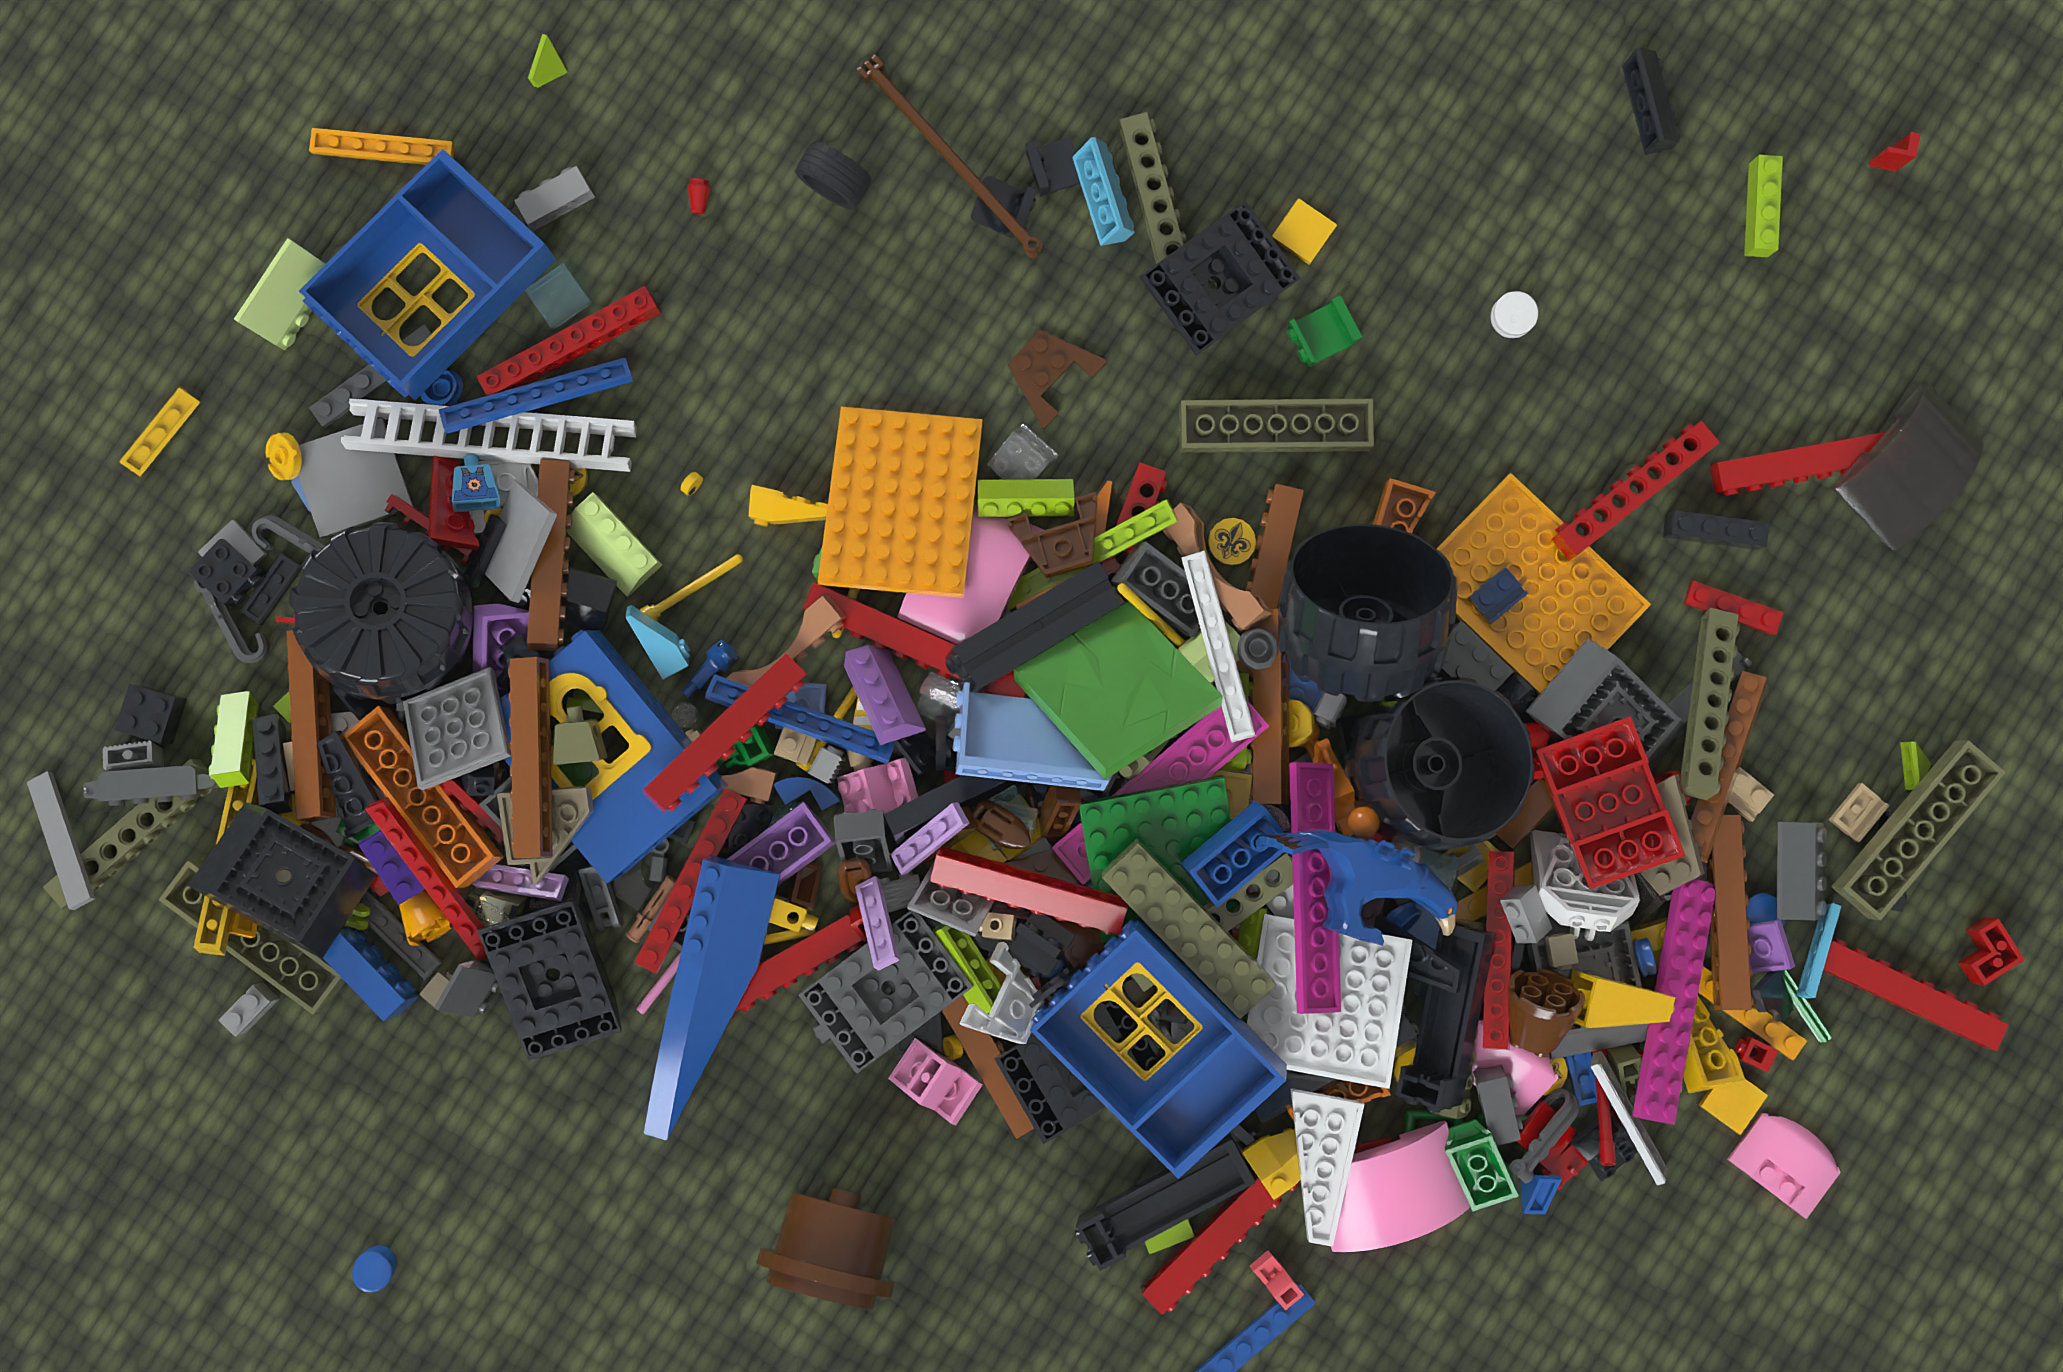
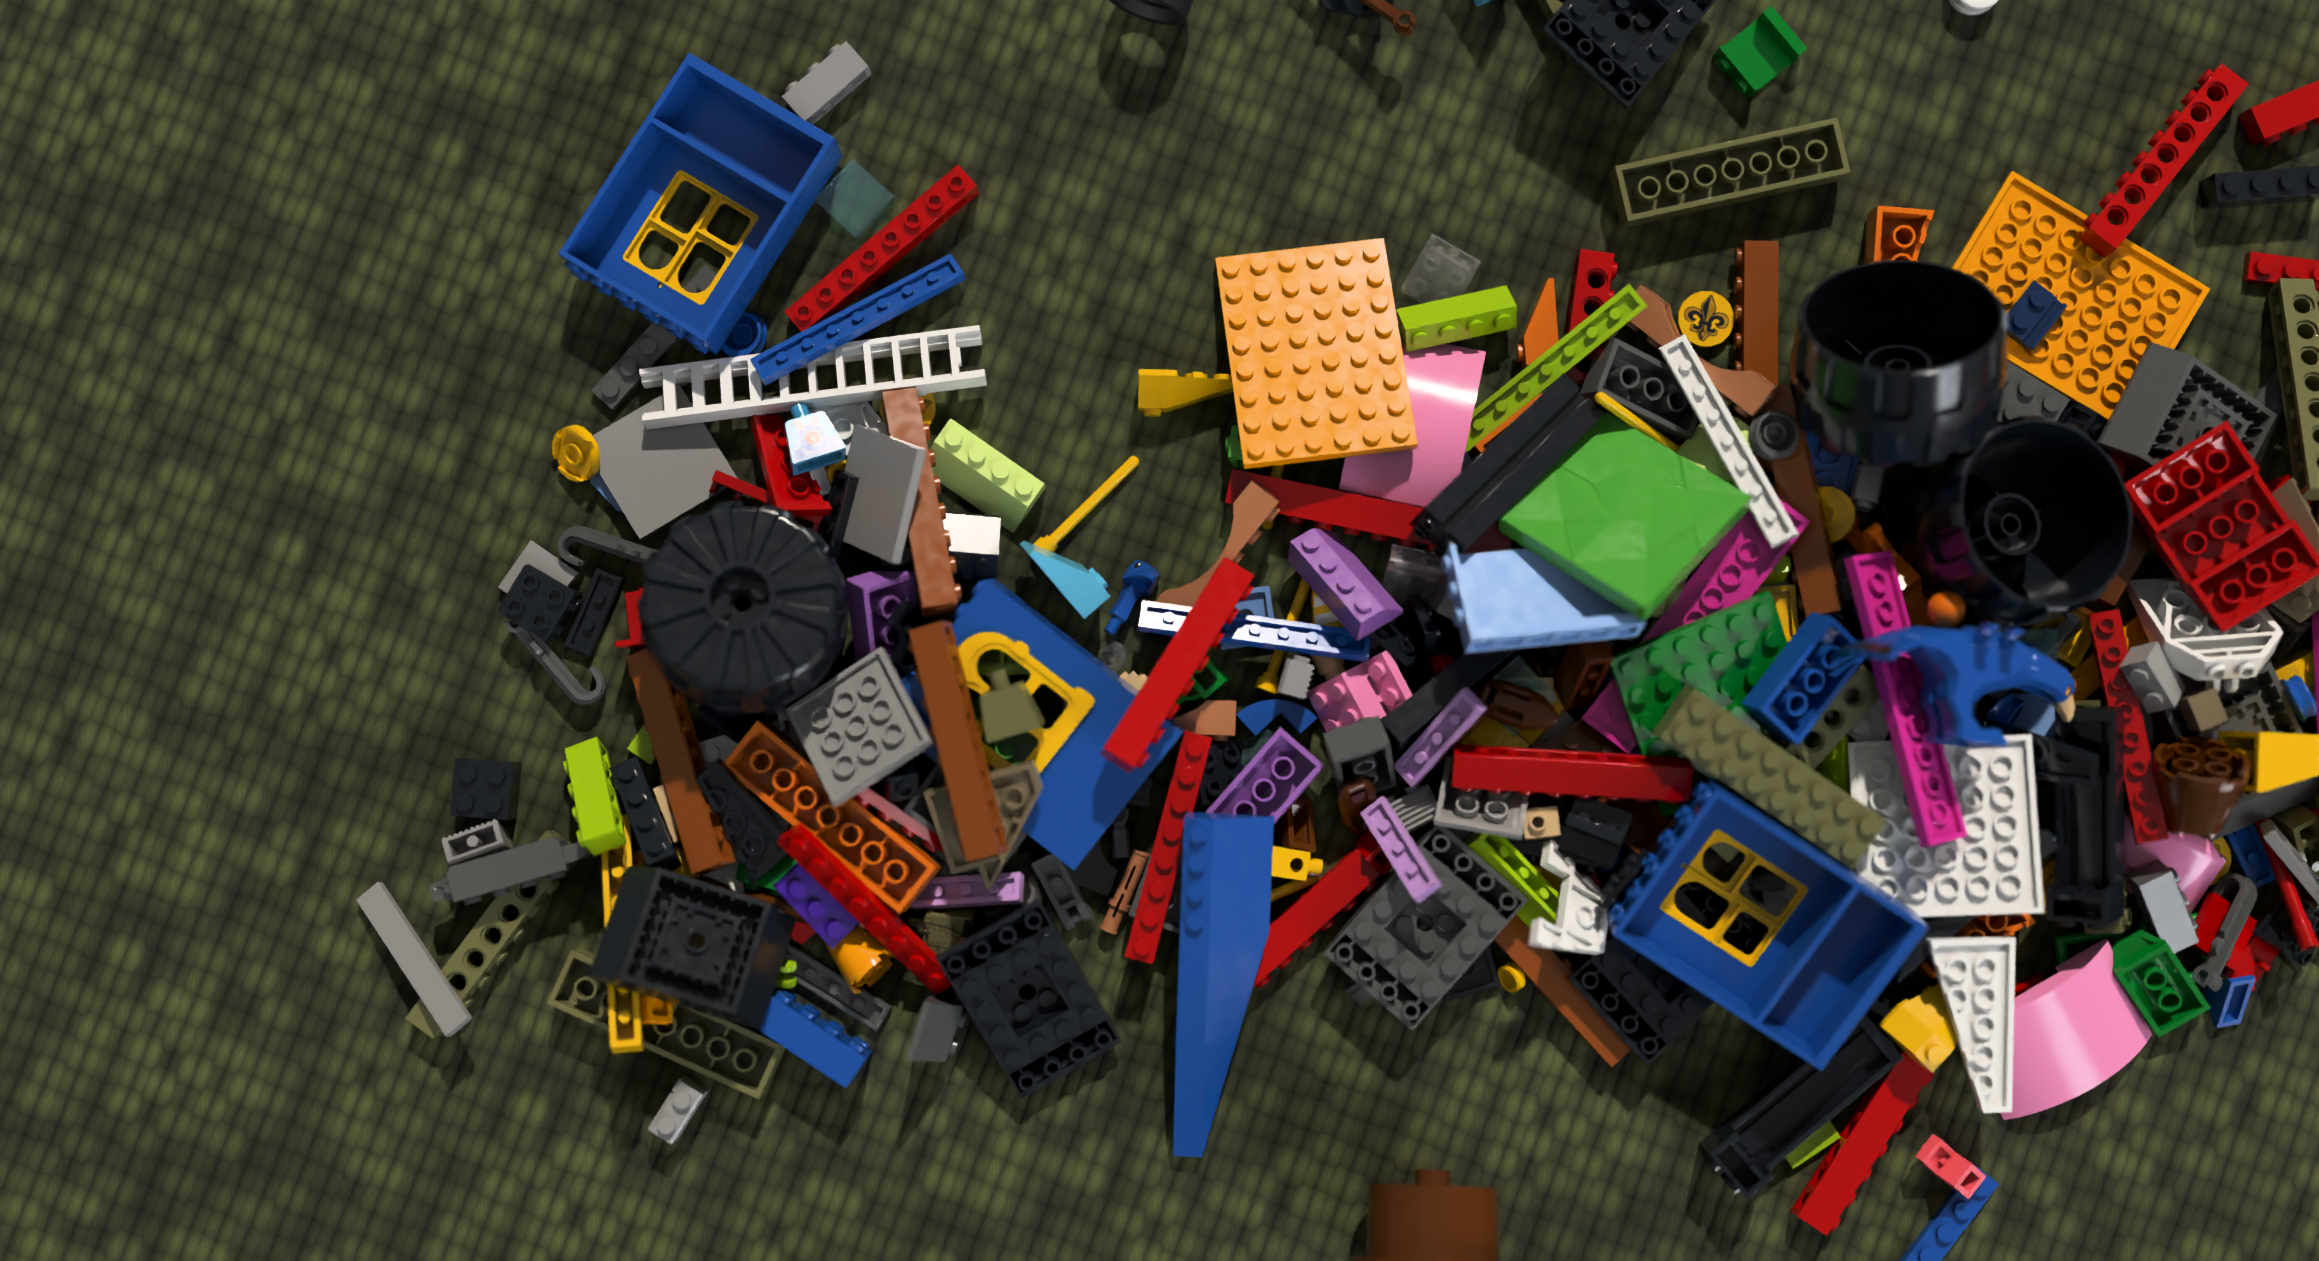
camera: 15 degrees left, 0 degrees up
(159, 431) = (422, 455): yellow hinge -> none
(275, 304) = (535, 270): yellowish green slope -> none
(377, 146) = (605, 67): light orange plate -> none
(436, 986) = (898, 1037): dark tan brick -> none
(659, 986) = (1154, 973): bright pink bar -> none
(691, 483) = (1060, 384): yellow tile -> none
(698, 195) = (994, 46): red cone -> none
(795, 746) = (1252, 664): tan plate -> none
(935, 1081) = (1502, 1021): bright pink bracket -> none
(1042, 364) = (1438, 160): reddish brown wing -> none
(1064, 546) = (1515, 366): reddish brown wing -> none

